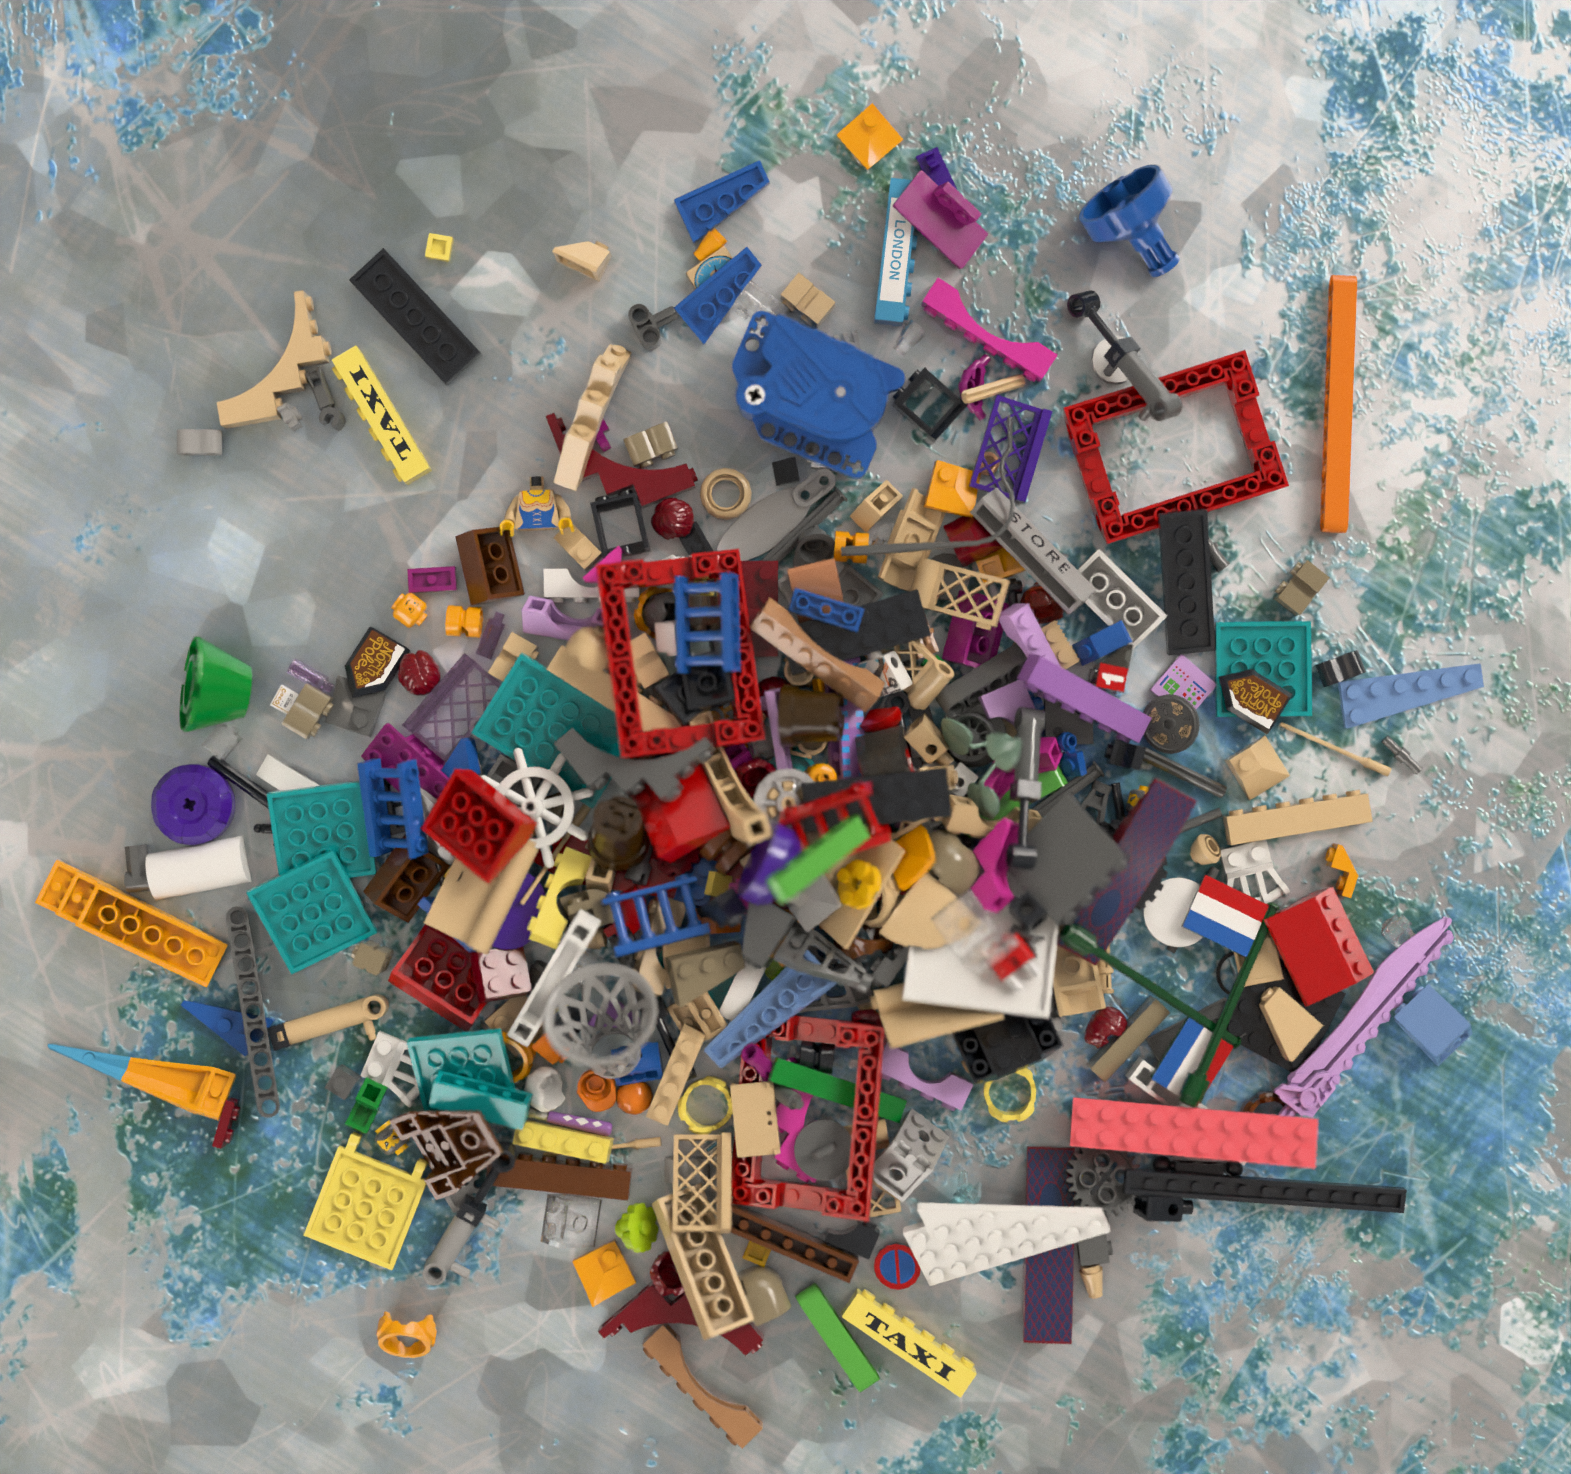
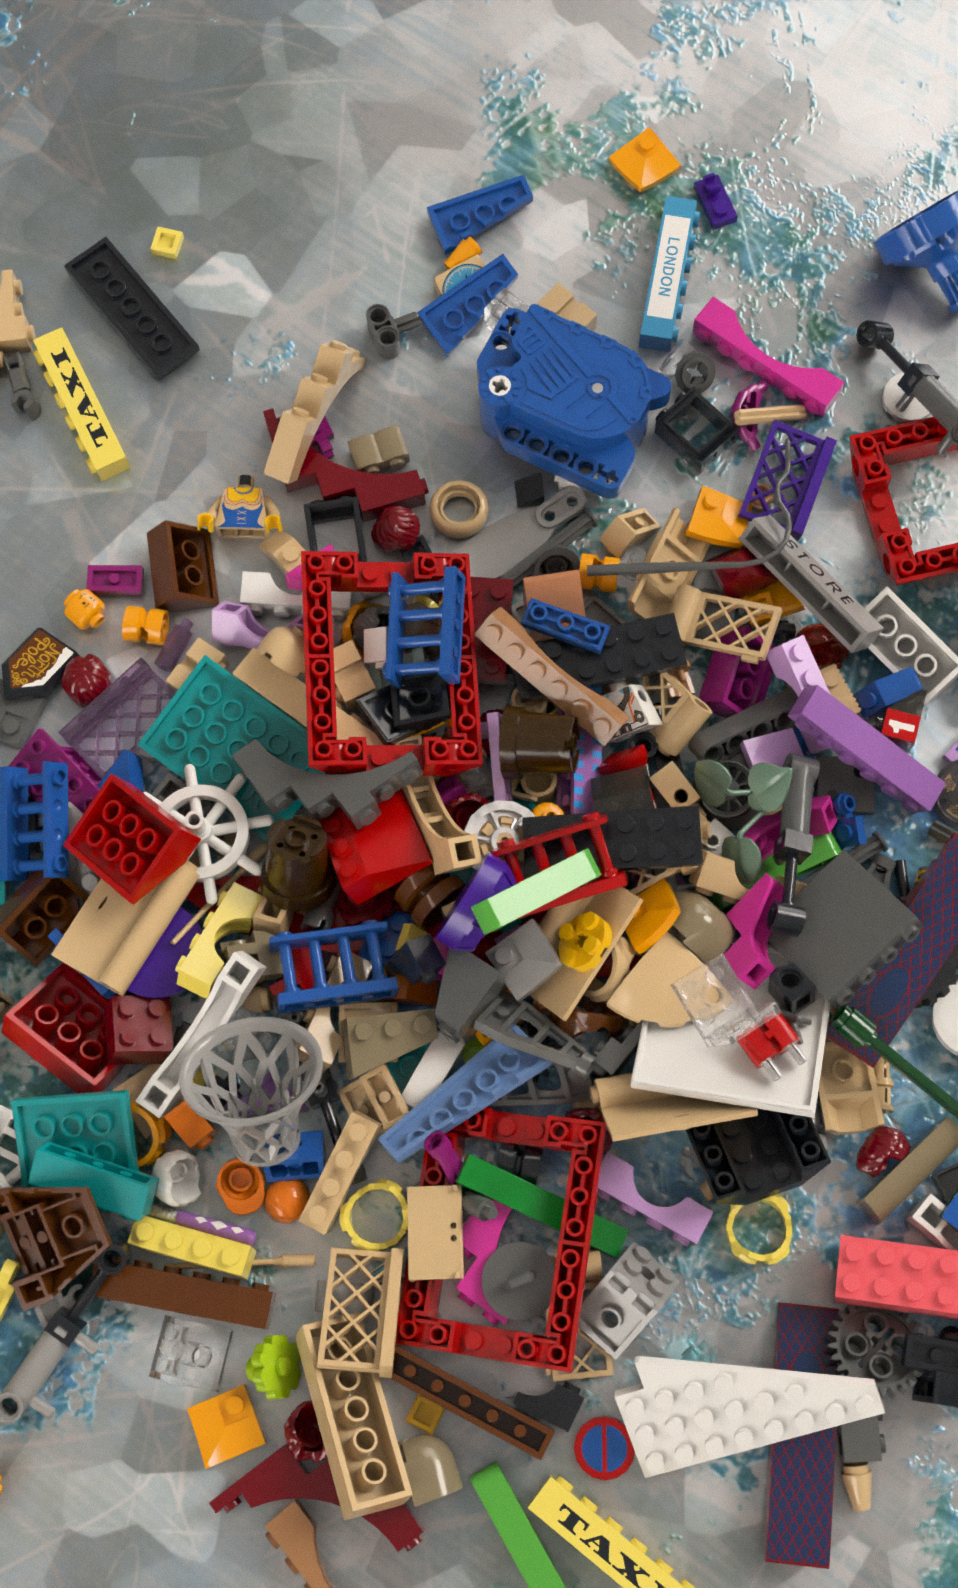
camera: 10 degrees right, 15 degrees down
(584, 257) = (321, 257): tan slope -> none
(928, 358) = (705, 367): none -> dark grey gear
(942, 217) = (722, 237): magenta bracket -> none
(1125, 755) = (913, 825): black arch -> none

